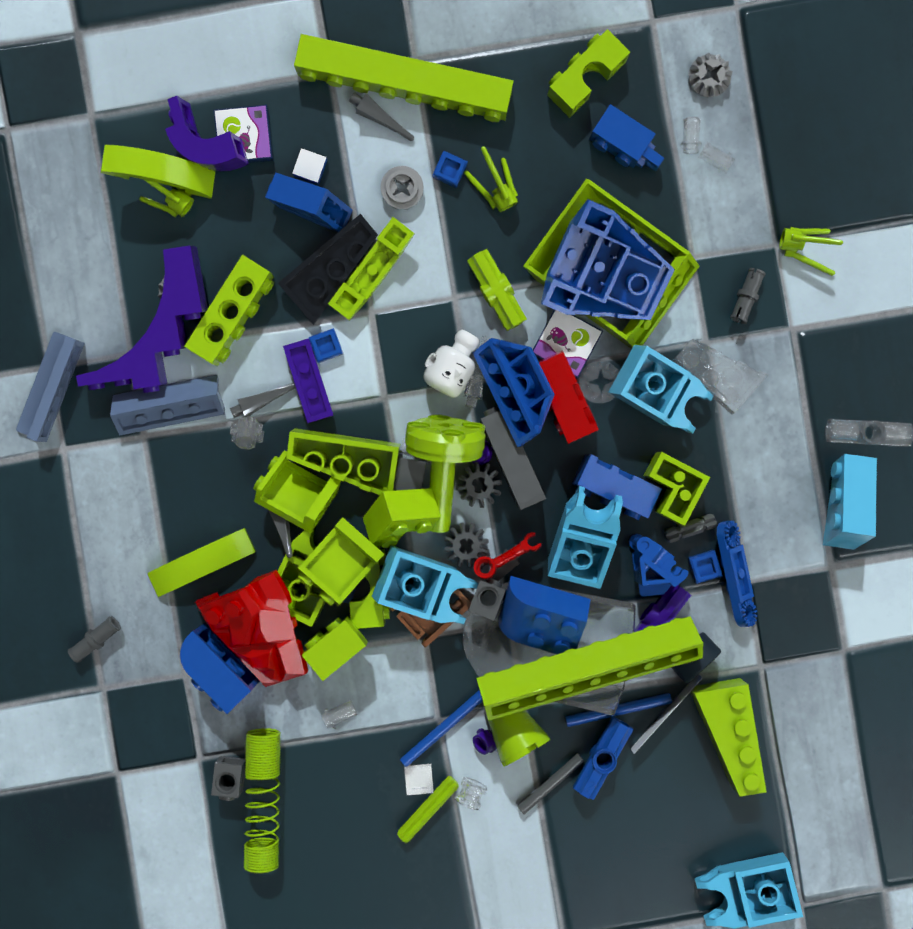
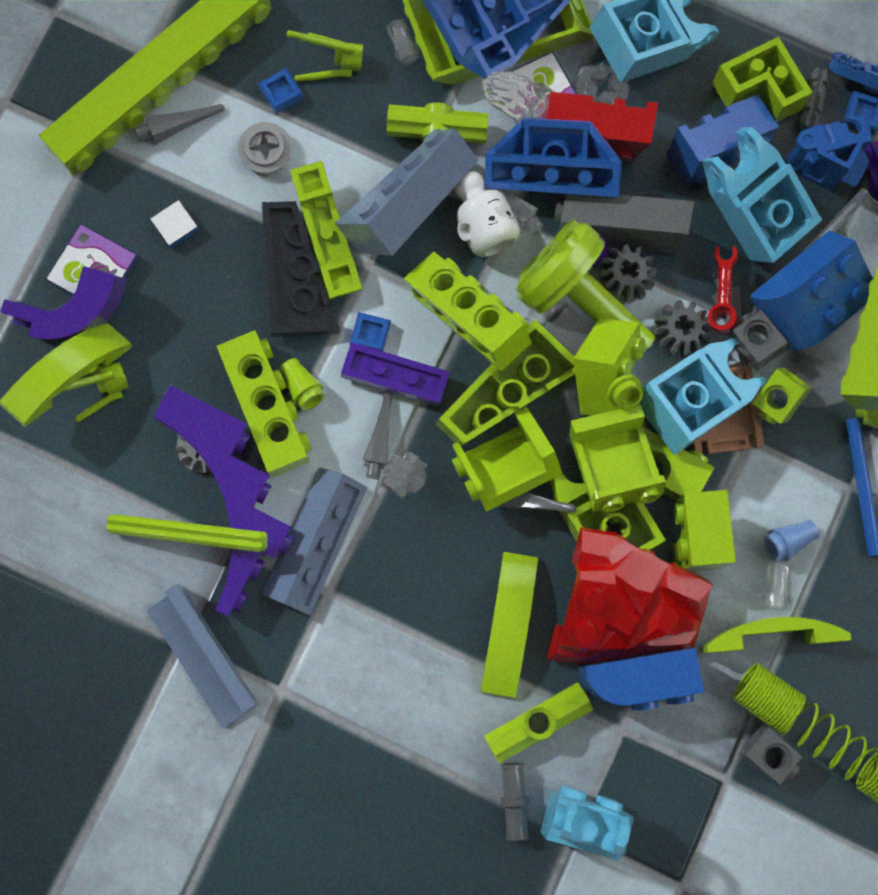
camera: 60 degrees left, 10 degrees down
(104, 693) = (587, 824): none -> medium azure brick
(111, 323) = (187, 533): none -> lime axle
(135, 614) = (560, 711): none -> lime piece
(260, 326) = (302, 385): none -> lime cone
(281, 705) = (814, 630): none -> lime slope
(309, 202) = (210, 245): blue slope -> none
(374, 703) = (789, 540): none -> medium blue cone
(380, 361) = (469, 310): none -> lime brick
(382, 539) = (625, 392): none -> lime plate
(429, 306) = (407, 194): none -> sand blue wedge
(470, 639) = (794, 388): none -> lime brick
(536, 231) = (405, 48): none -> clear pin
(543, 330) = (515, 95): none -> clear piece

